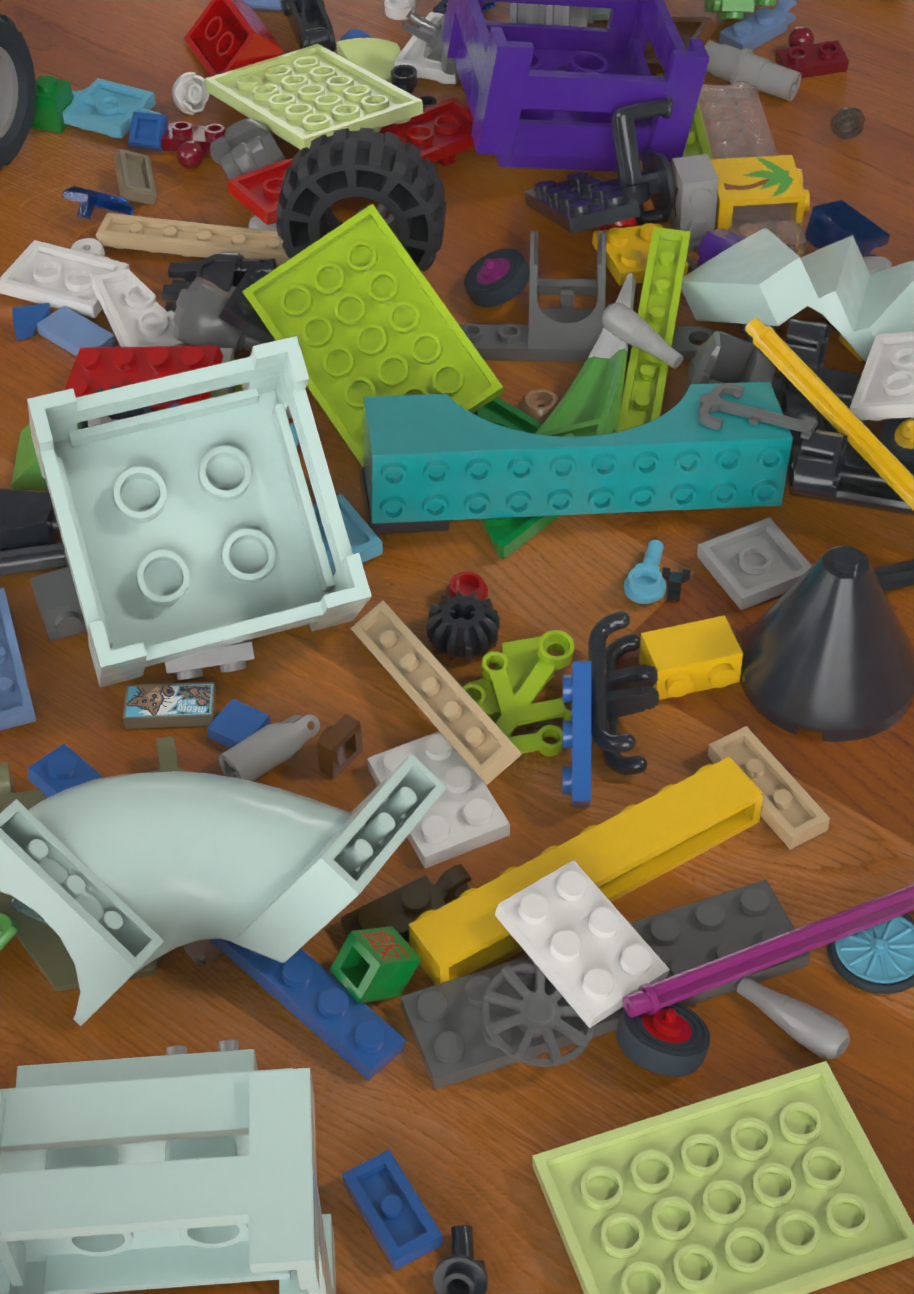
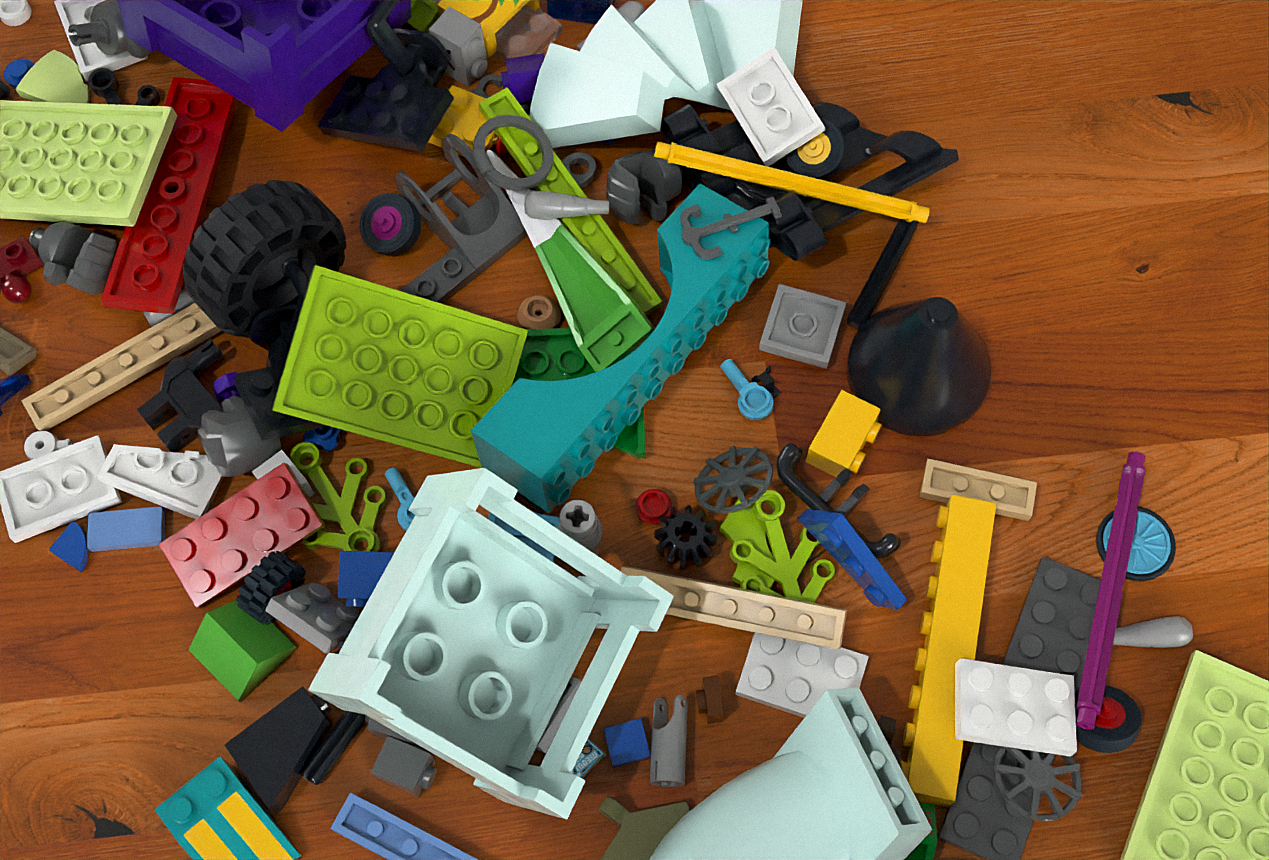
camera: 45 degrees left, 20 degrees up
(371, 534) = (581, 524): none -> light grey piece
(552, 615) = (733, 480): none -> dark grey wheel
(645, 241) = (484, 163): none -> dark grey piece

